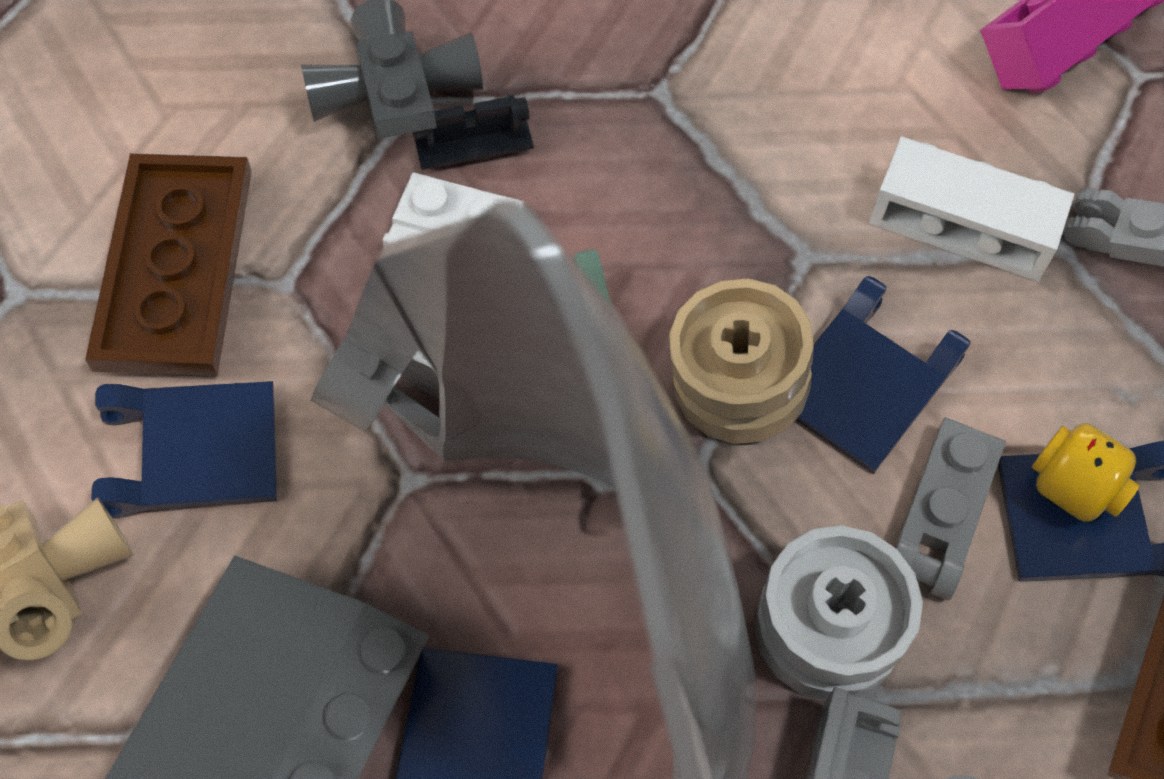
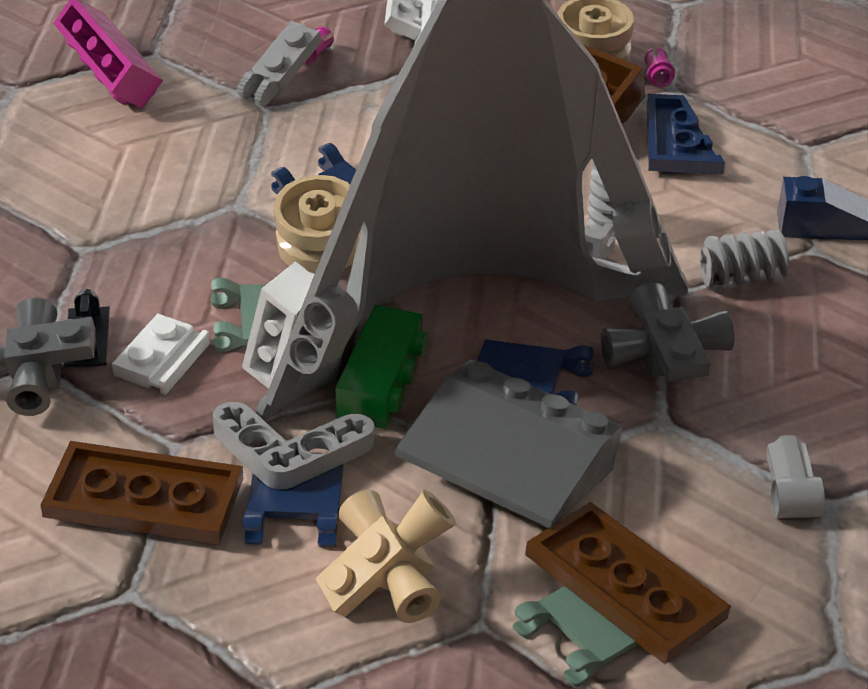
camera: 80 degrees left, 20 degrees down
(247, 414) = (288, 463): none -> light grey beam
(446, 511) = (381, 365): none -> green brick
(972, 209) = (235, 128): white brick -> none

